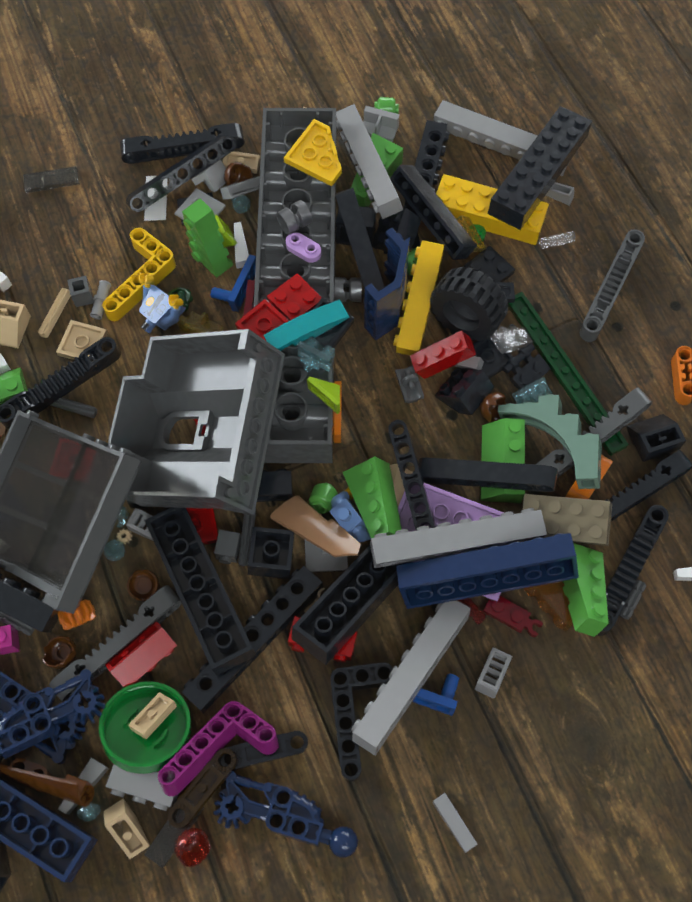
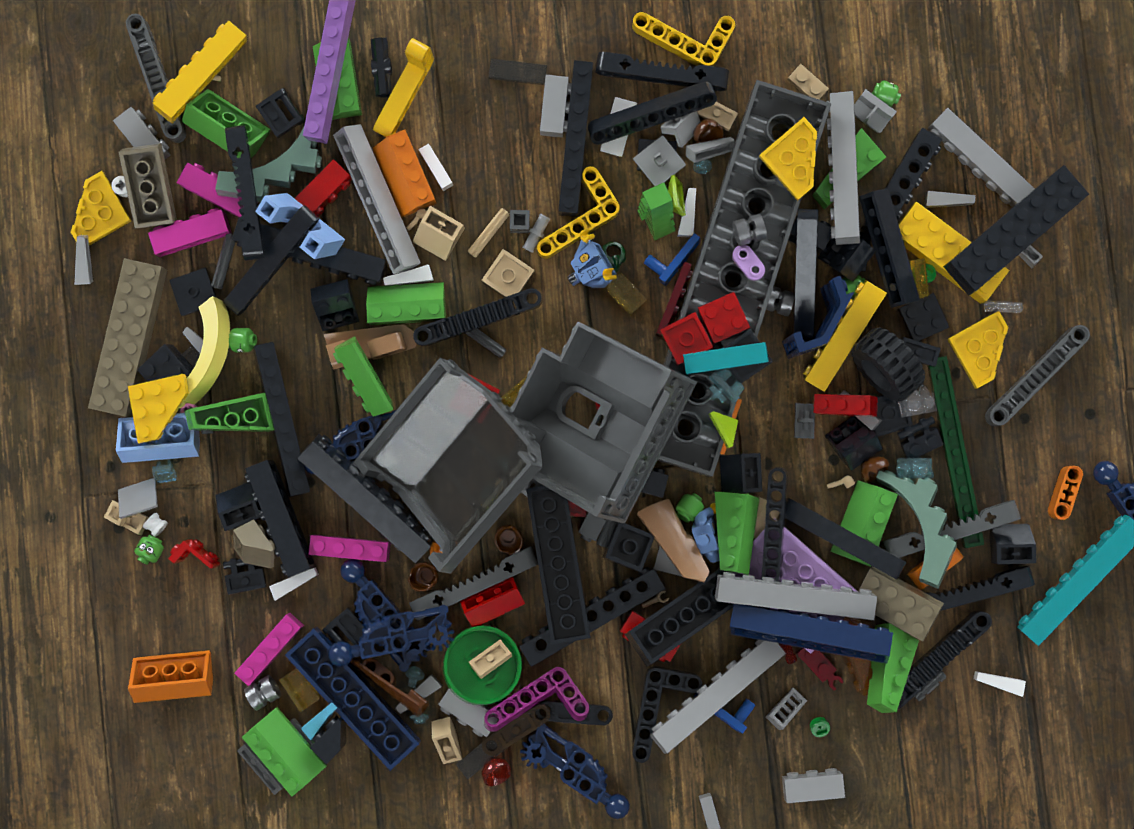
camera: 15 degrees right, 20 degrees up
(72, 764) = (414, 674): none -> clear light blue plate
(91, 194) = (555, 106): none -> light grey brick
(117, 213) = (575, 138): none -> black brick
(192, 118) = (685, 41): none -> yellow beam
(362, 444) = (741, 473): none -> black slope
(472, 427) = (847, 481): none -> tan hand
(474, 171) = (942, 199): none -> light grey piece
(536, 679) = (819, 727): none -> green tile
(550, 278) = (980, 348): none -> yellow plate
(553, 745) = (813, 786): none -> light grey brick

